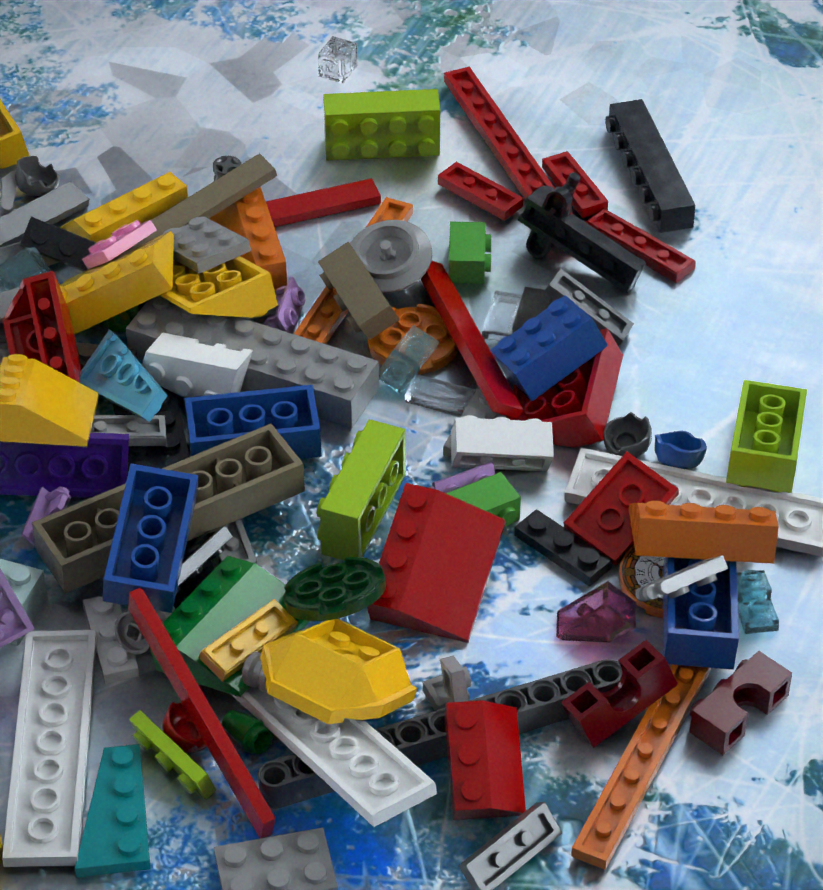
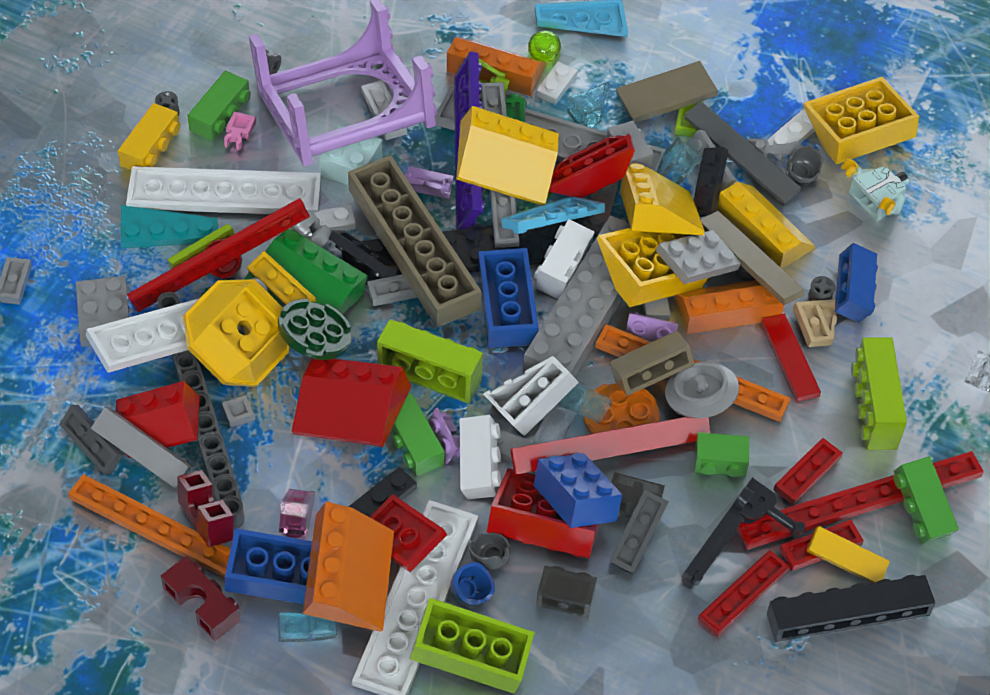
camera: 90 degrees right, 10 degrees up
(82, 121) = (877, 189): none -> light aqua torso
(122, 240) = (695, 203): bright pink plate -> none
(150, 536) = (354, 211): blue brick -> none
(218, 139) = (856, 283): none -> blue brick
(289, 179) = (817, 321): none -> tan wing
(412, 391) = (532, 394): none -> white wedge
(455, 679) = (229, 403): light grey plate -> none
(501, 315) = (650, 474): clear tile -> none
(516, 100) = (925, 500): none -> bright green brick
(525, 780) = (140, 446): none -> light grey tile
(591, 160) = (847, 555): none -> yellow tile
(668, 374) = (566, 591): none -> clear smoke brick
(677, 582) = (281, 538): light grey hinge -> none

